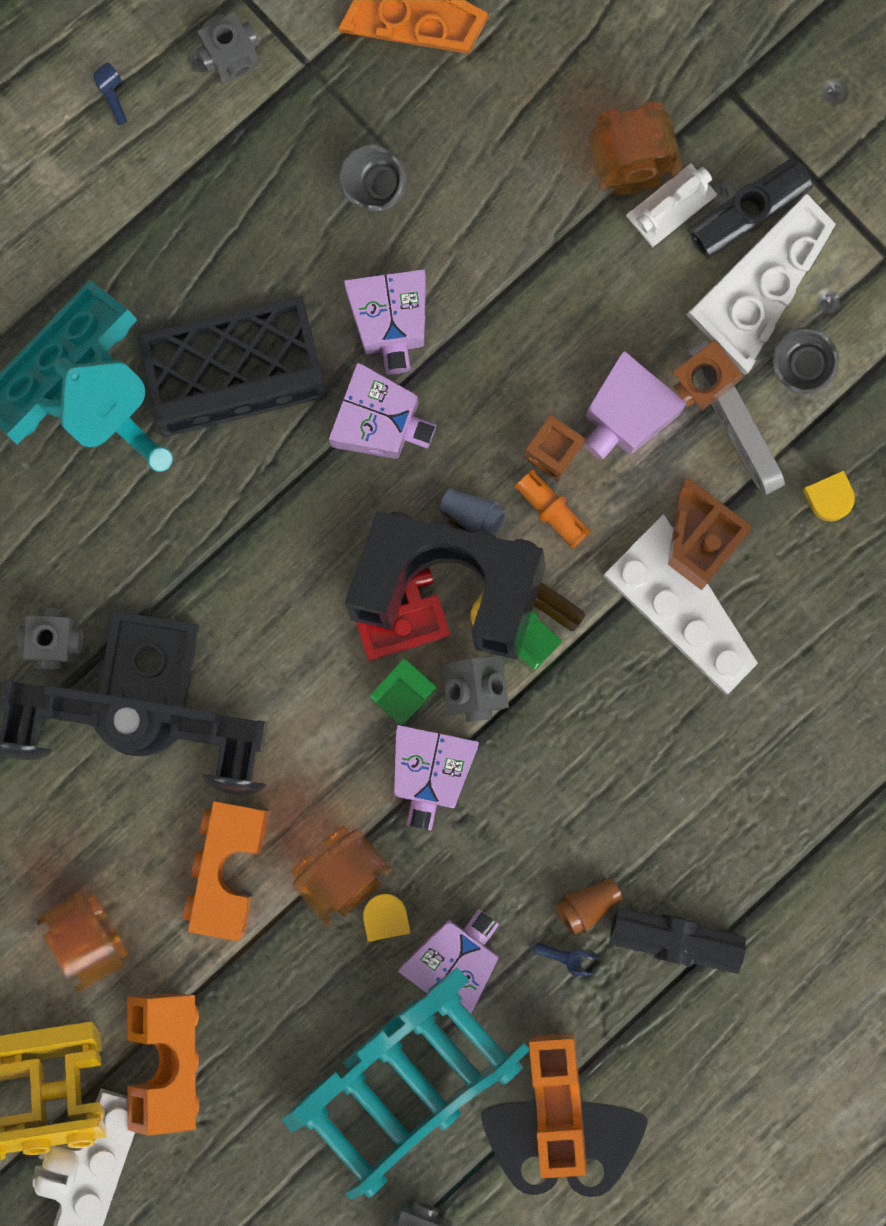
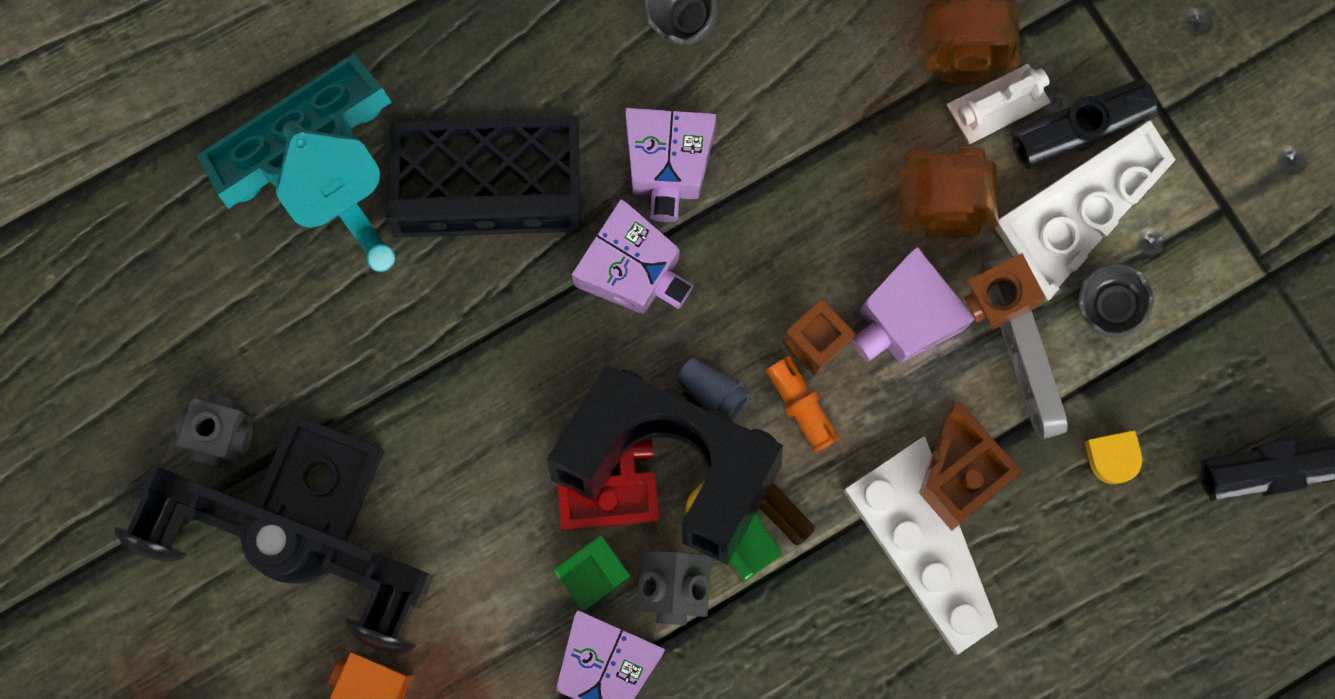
camera: 10 degrees right, 5 degrees down
(642, 297) = (948, 193): none -> clear orange brick

